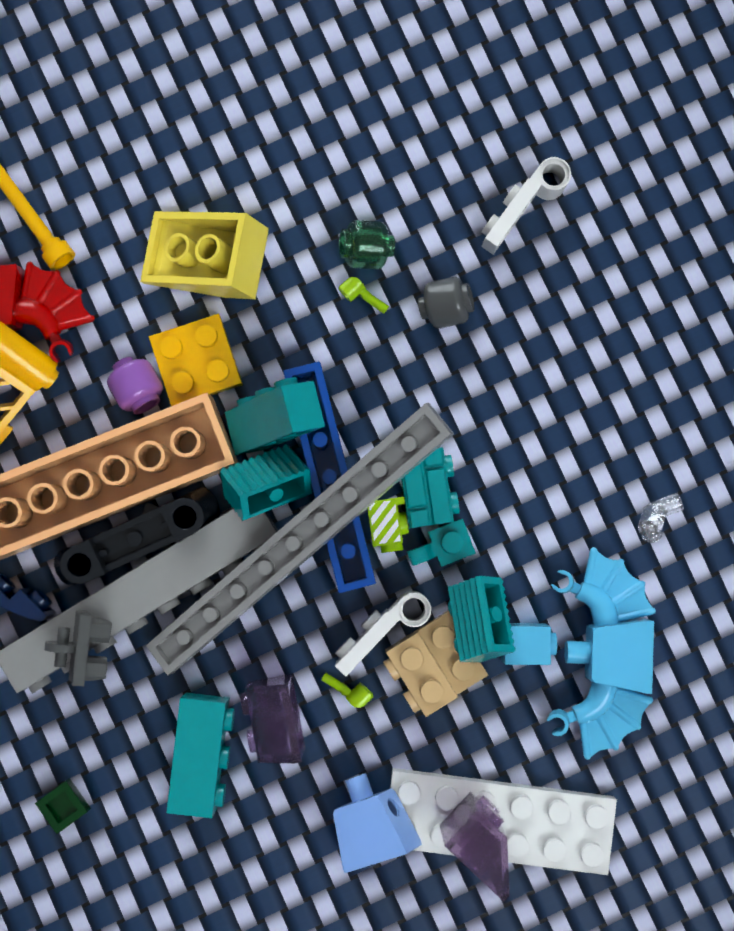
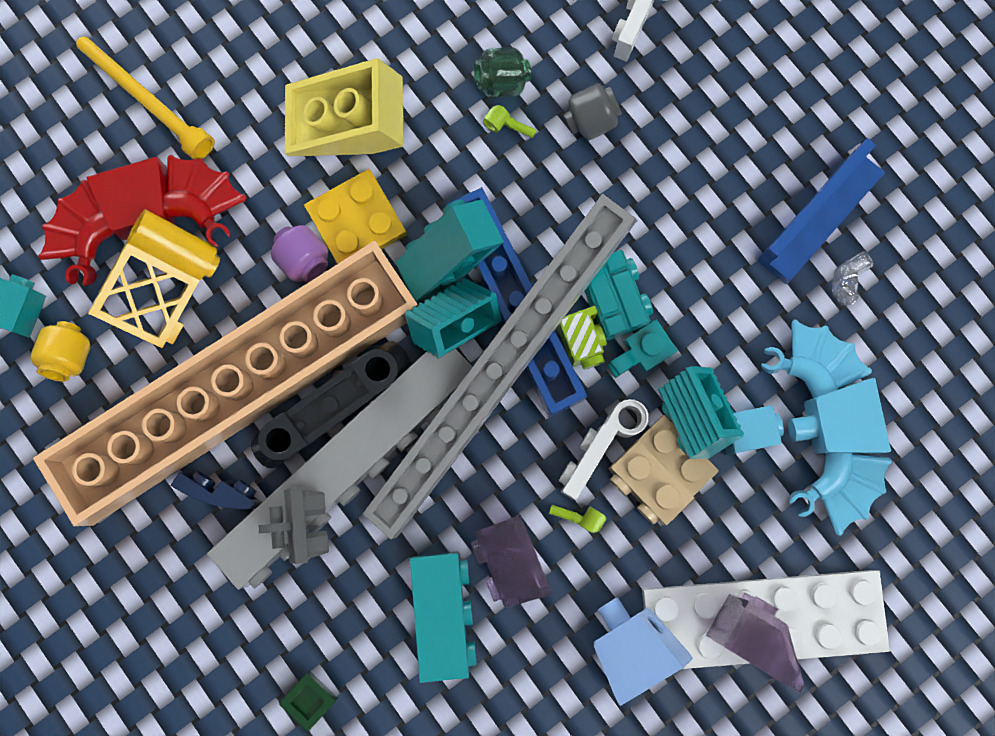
camera: 15 degrees left, 5 degrees down
(646, 448) = (822, 214): none -> blue fence

